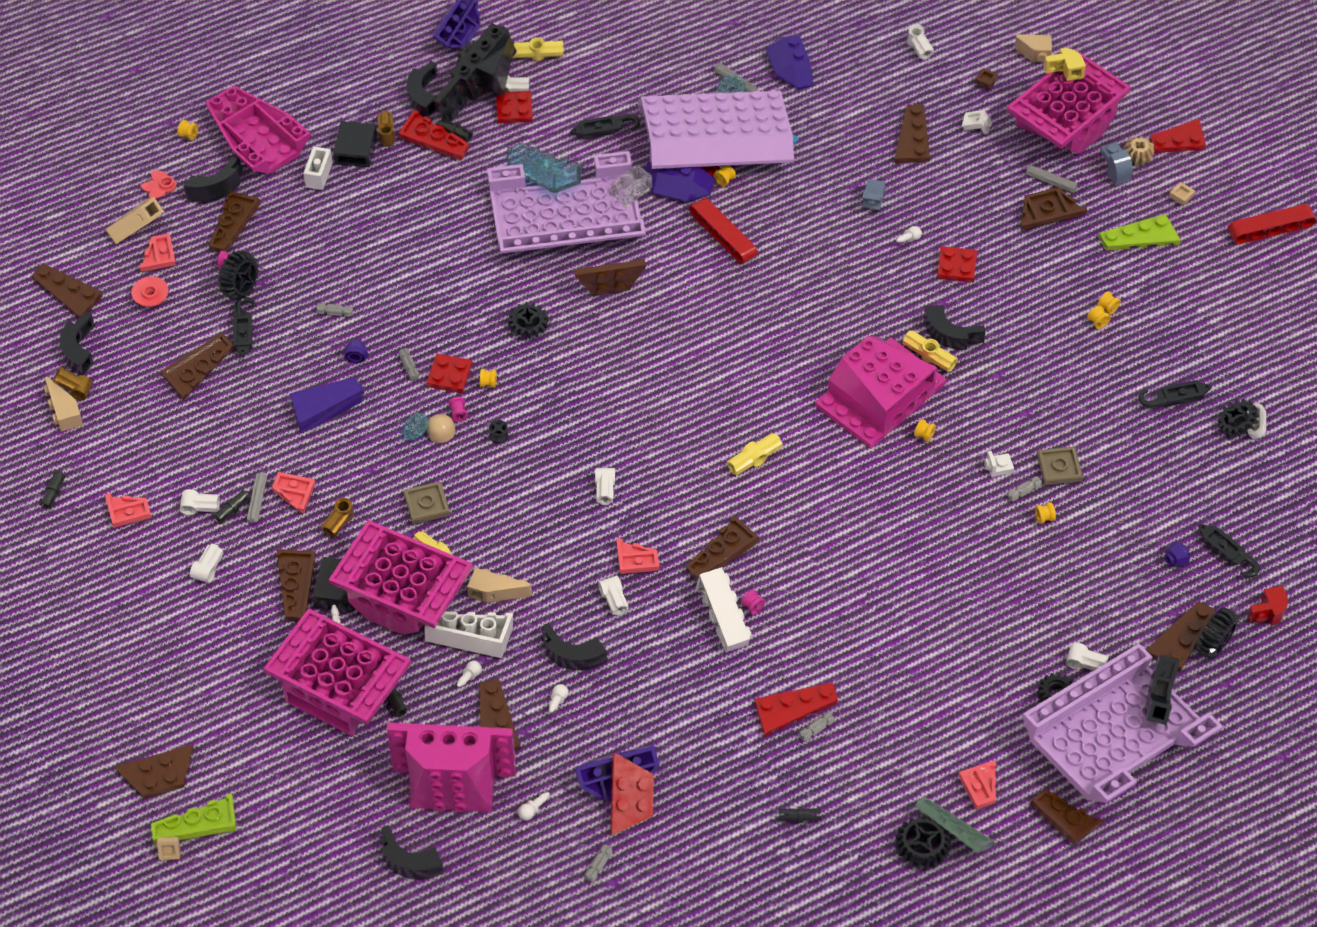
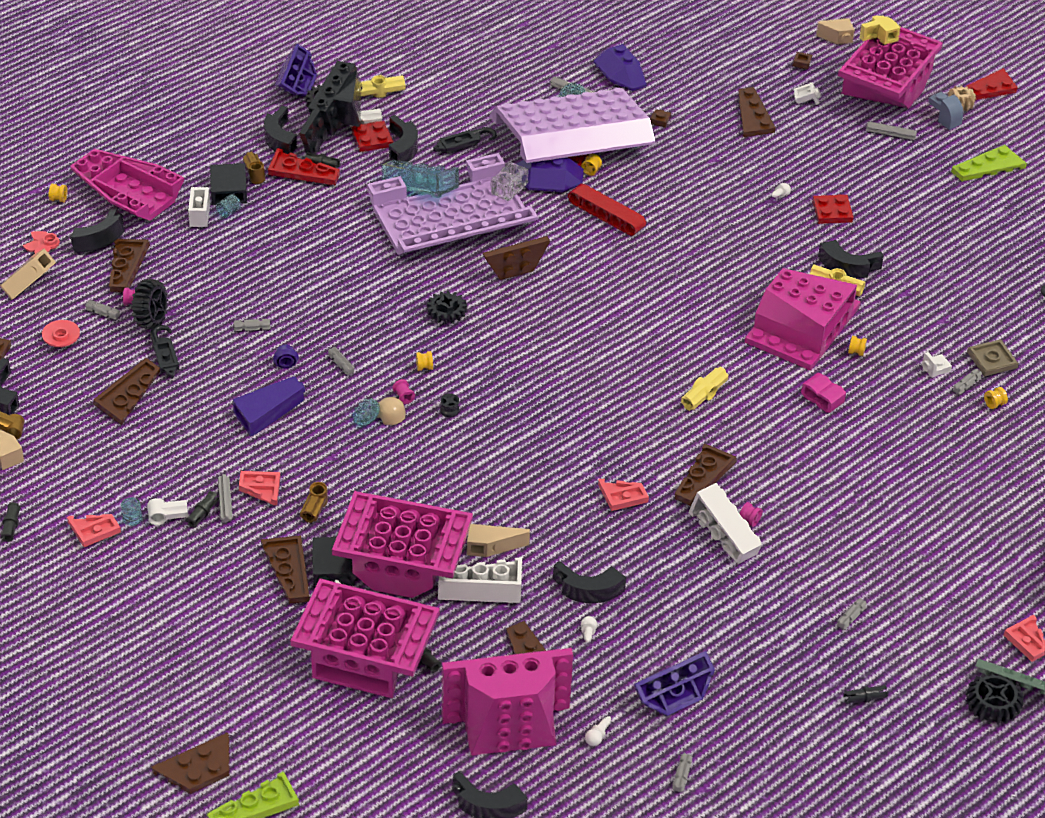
camera: 15 degrees left, 10 degrees down
(158, 254) = (60, 300): coral wing -> none
(165, 498) = (131, 511): none -> clear light blue wheel
(197, 270) = (102, 309): none -> light grey axle
(206, 566) = (192, 566): white piece -> none
(348, 170) = (229, 205): none -> clear light blue wheel
(426, 502) = (398, 477): dark tan plate -> none
(449, 373) = (383, 363): red plate -> none
(472, 670) = (493, 619): white bar -> none
(545, 125) = (407, 145): none -> black arch
(605, 480) = (569, 432): white piece -> none
(613, 592) = (610, 526): white piece -> none
(630, 794) = (694, 701): wing -> none
(784, 708) = (814, 603): red wing -> none
(814, 127) = (660, 118): none -> reddish brown plate
(872, 478) = (823, 392): none -> dark pink brick
(873, 194) = (736, 161): sand blue brick -> none
(919, 42) = (729, 38): white piece -> none
(1049, 207) = (898, 153): reddish brown wing -> none
(1099, 317) = (979, 232): yellow wheel -> none
(1109, 303) = (984, 220): yellow wheel -> none
(1182, 193) = (1012, 127): tan plate -> none

